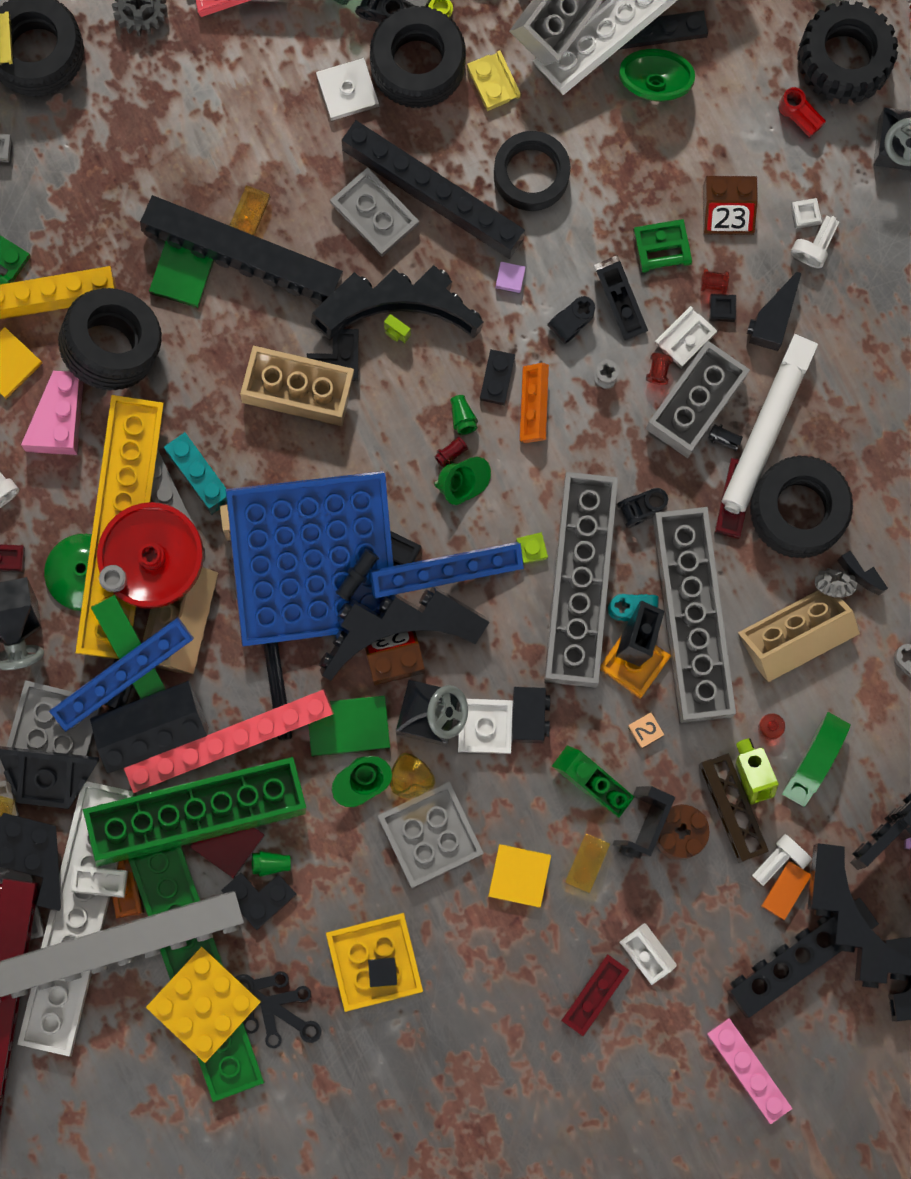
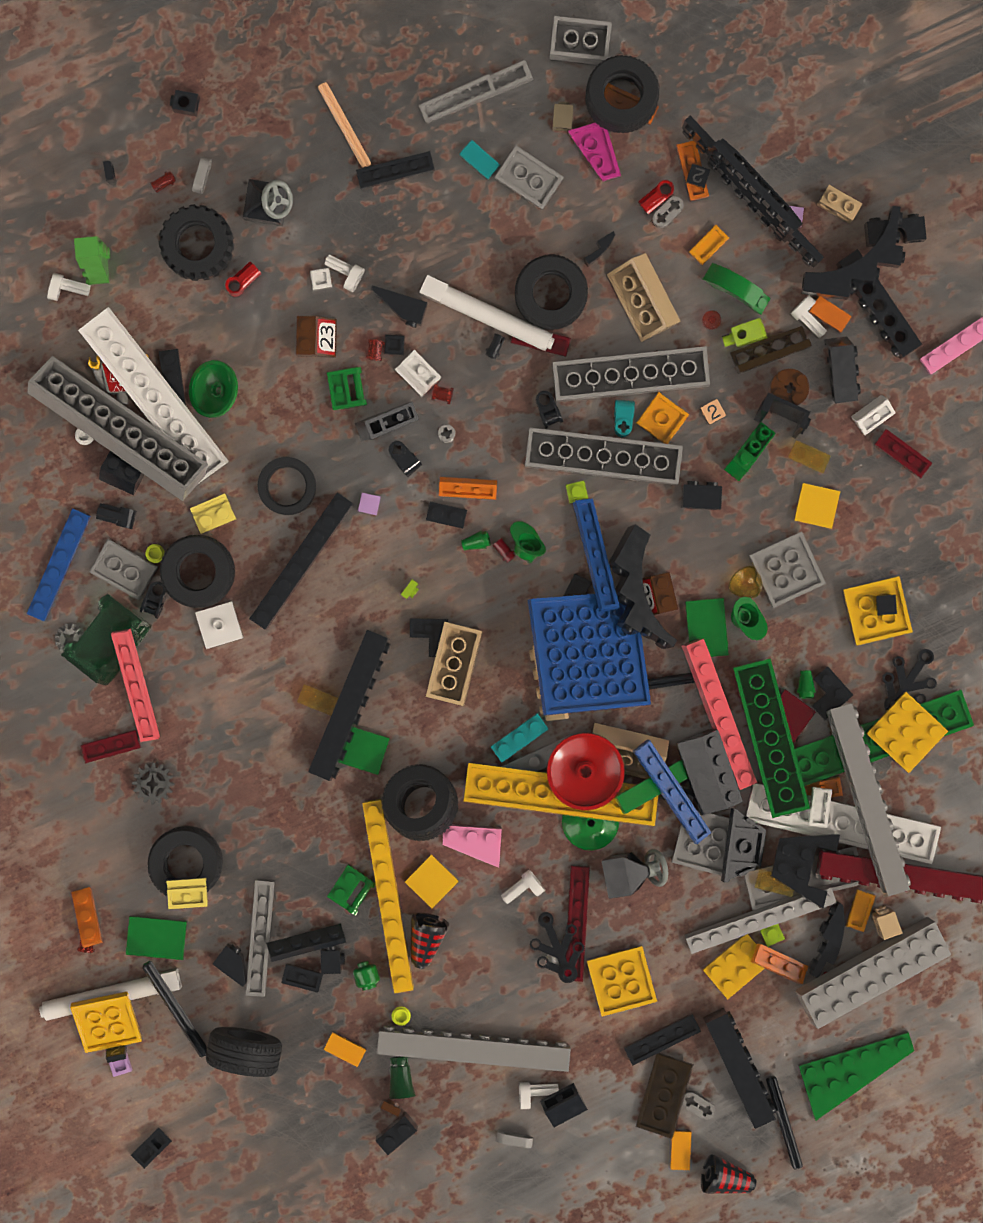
camera: 85 degrees left, 10 degrees up
(113, 578) = (604, 798): light grey tile -> none
(357, 574) = (602, 620): black pin -> none
(374, 212) = (317, 605): light grey plate -> none
(395, 293) = (385, 565): black arch -> none
(430, 712) = (701, 568): piece -> none
(487, 727) = (709, 528): white plate -> none
(640, 634) = (646, 413): black slope -> none
(697, 399) = (468, 366): light grey brick -> none
(709, 906) = (843, 369): none -> black wedge
(841, 586) = (613, 267): light grey gear -> none
(874, 722) = (708, 245): none -> light orange tile

